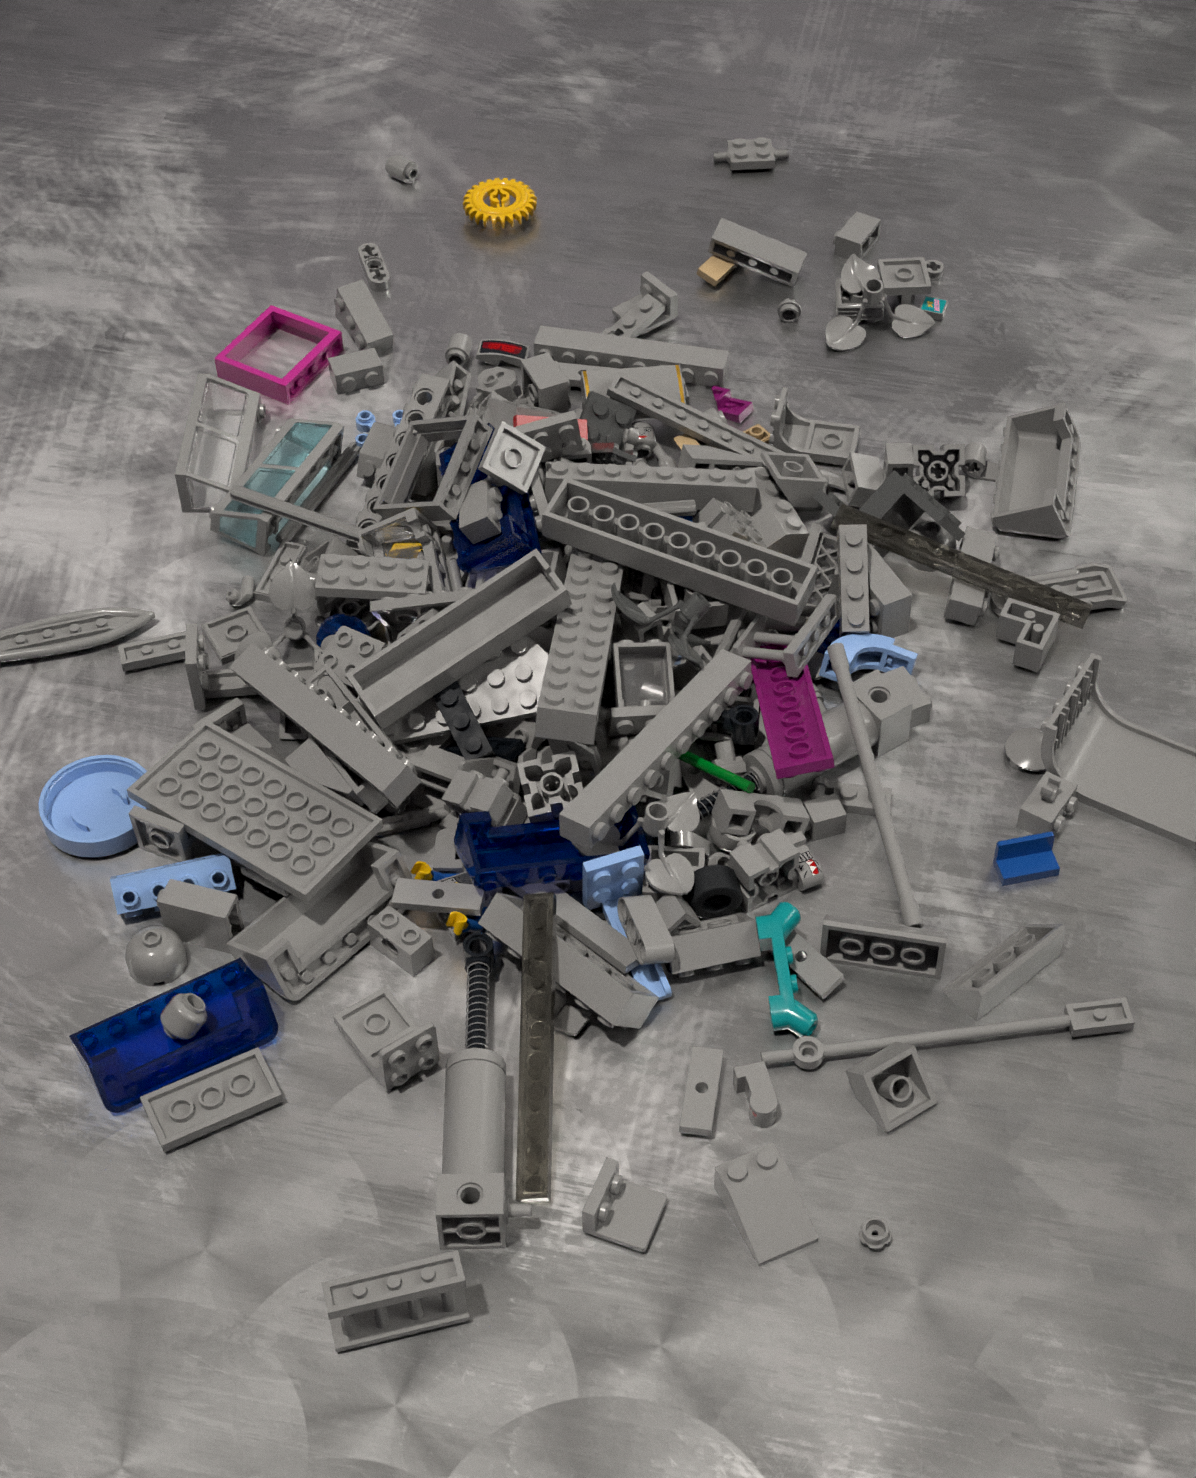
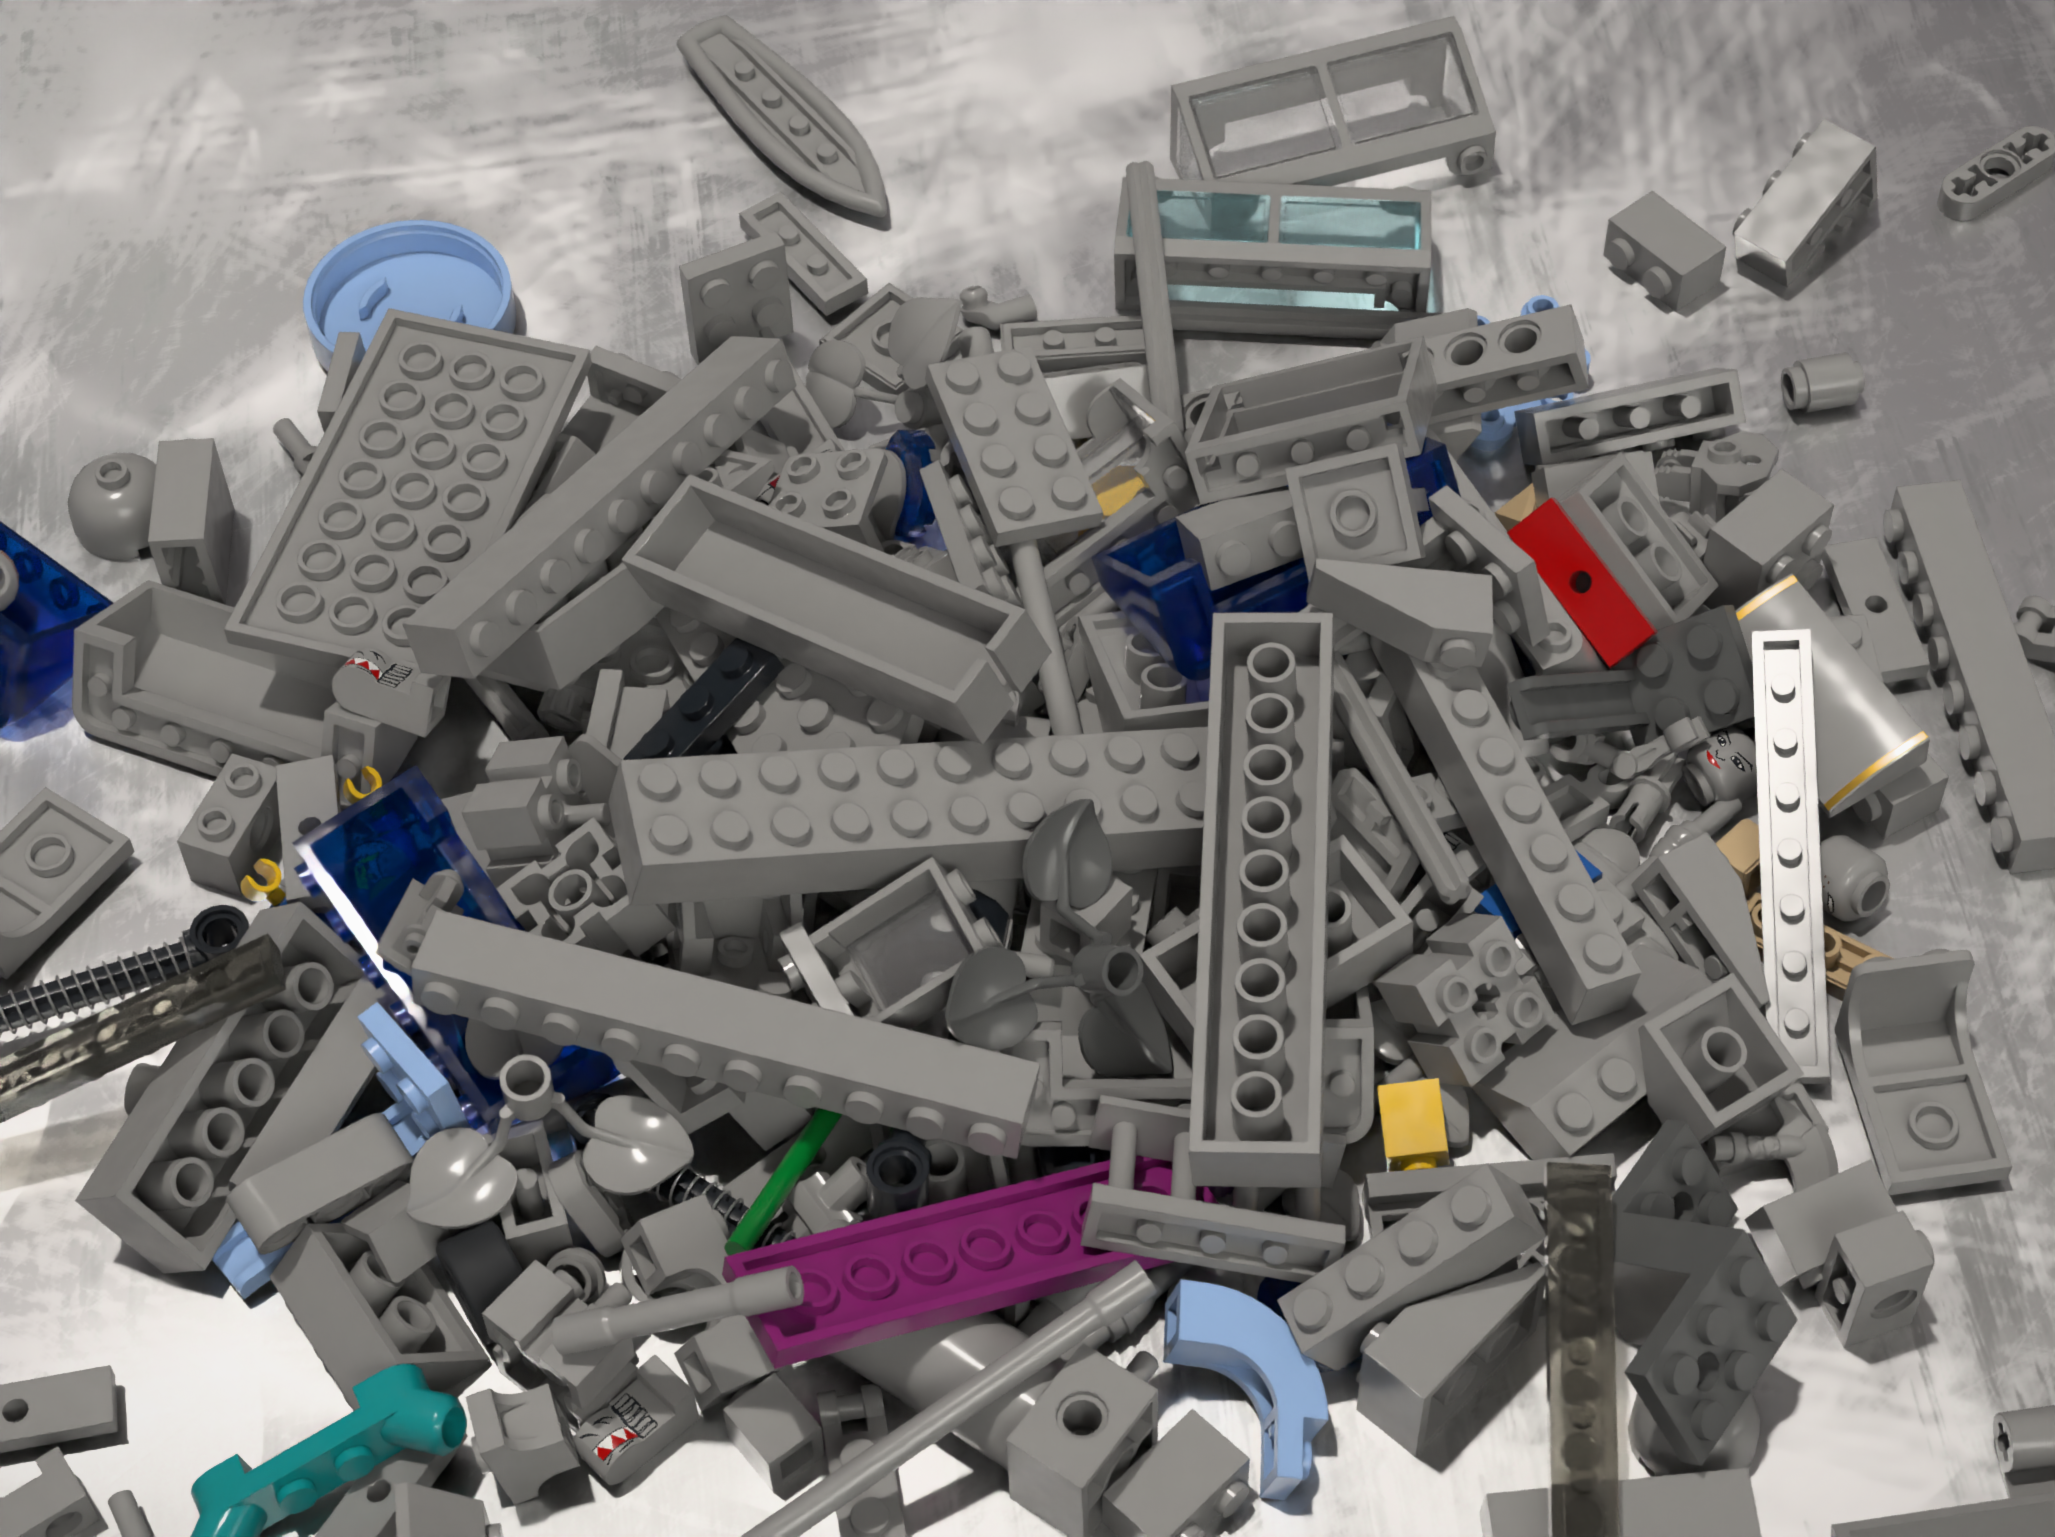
camera: 70 degrees right, 5 degrees up
(141, 888) = (253, 443): light blue brick -> none
(285, 390) = (1623, 178): dark pink window -> none
(383, 836) = (391, 692): none -> light grey leg
(495, 350) = (1868, 454): slope -> none
(548, 845) = (414, 914): none -> light grey hinge
(568, 459) = (1417, 610): none -> light grey slope
(732, 408) = (1947, 902): magenta slope -> none
(784, 823) = (743, 1297): none -> light grey piece
(803, 892) = (521, 1438): none -> light grey brick
(939, 469) = (1915, 1359): light grey brick -> none

